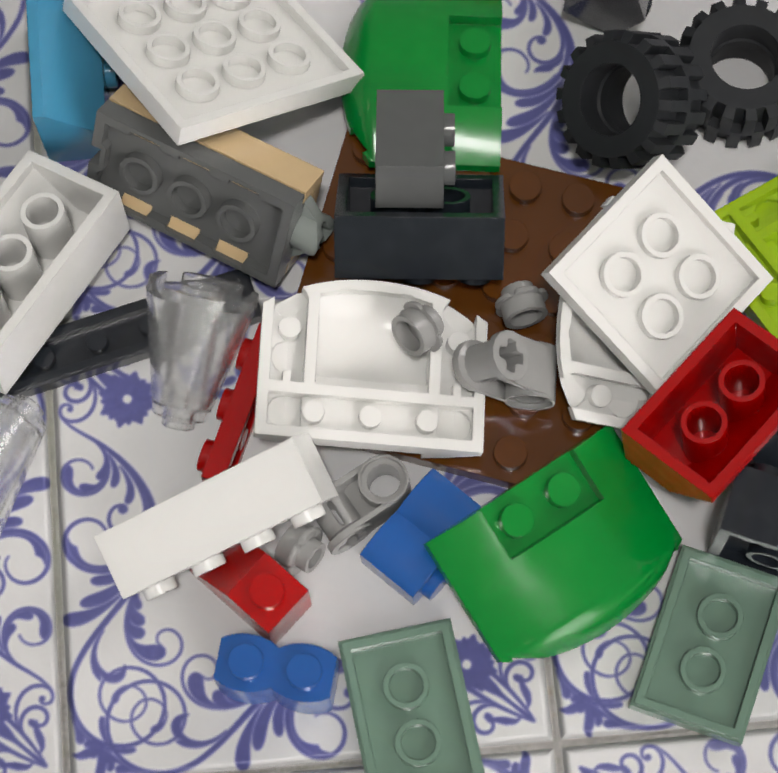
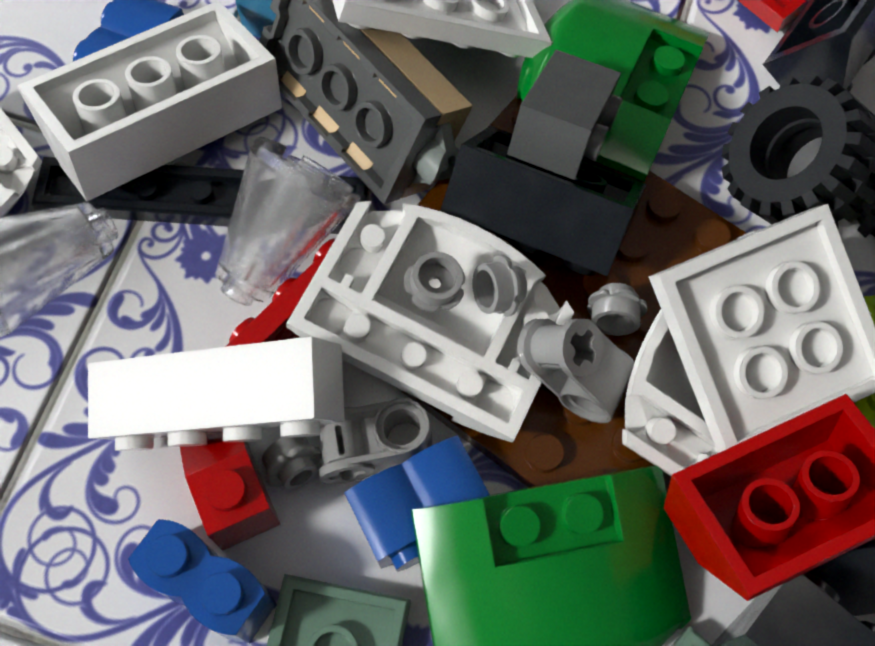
camera: 20 degrees right, 5 degrees down
(366, 333) = (440, 267): none -> light grey plate

